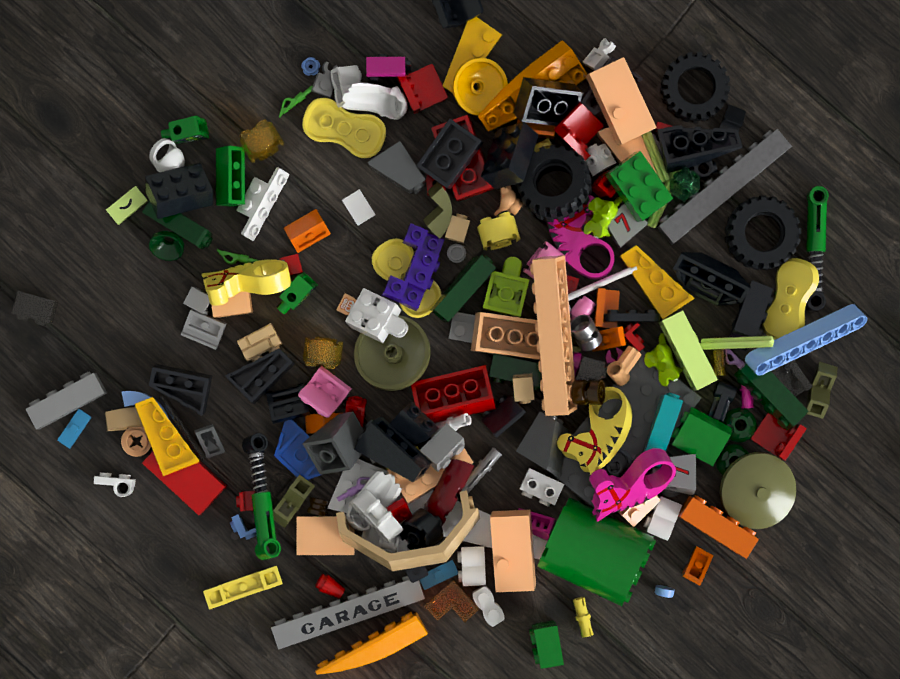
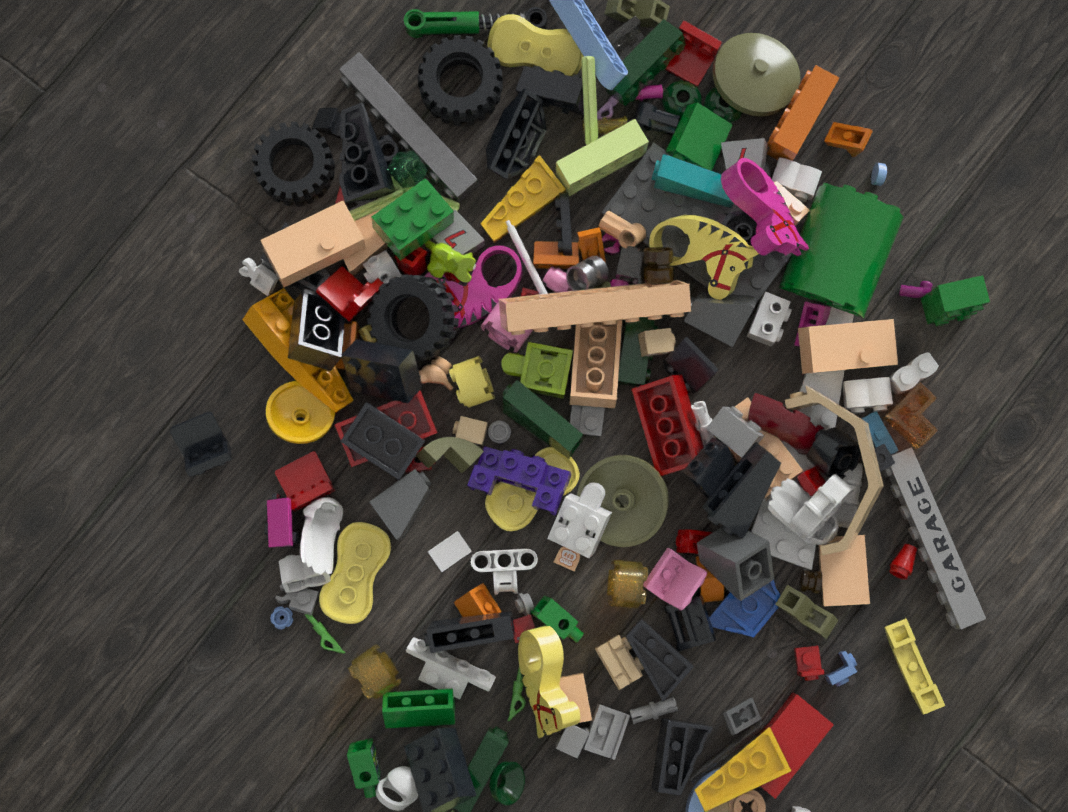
camera: 95 degrees left, 5 degrees down
(218, 369) = (653, 710): none -> light grey pin
(261, 499) = (809, 648): piece -> none
(290, 219) = (469, 631): none -> black slope
(311, 267) = (524, 604): none -> light grey plate
(336, 251) = (504, 574): none -> white piece
(354, 490) = (788, 536): lavender hand -> none
(378, 645) = (971, 501): light orange wedge -> none
(476, 42) = (248, 422): yellow wing -> none
(482, 468) = (745, 384): light grey pin -> none
(559, 615) = (916, 292): none -> magenta arm
(583, 617) = (915, 265): light yellow pin -> none
(633, 340) = (592, 220): red bracket -> none
(662, 359) = (614, 185): lime animal -> none

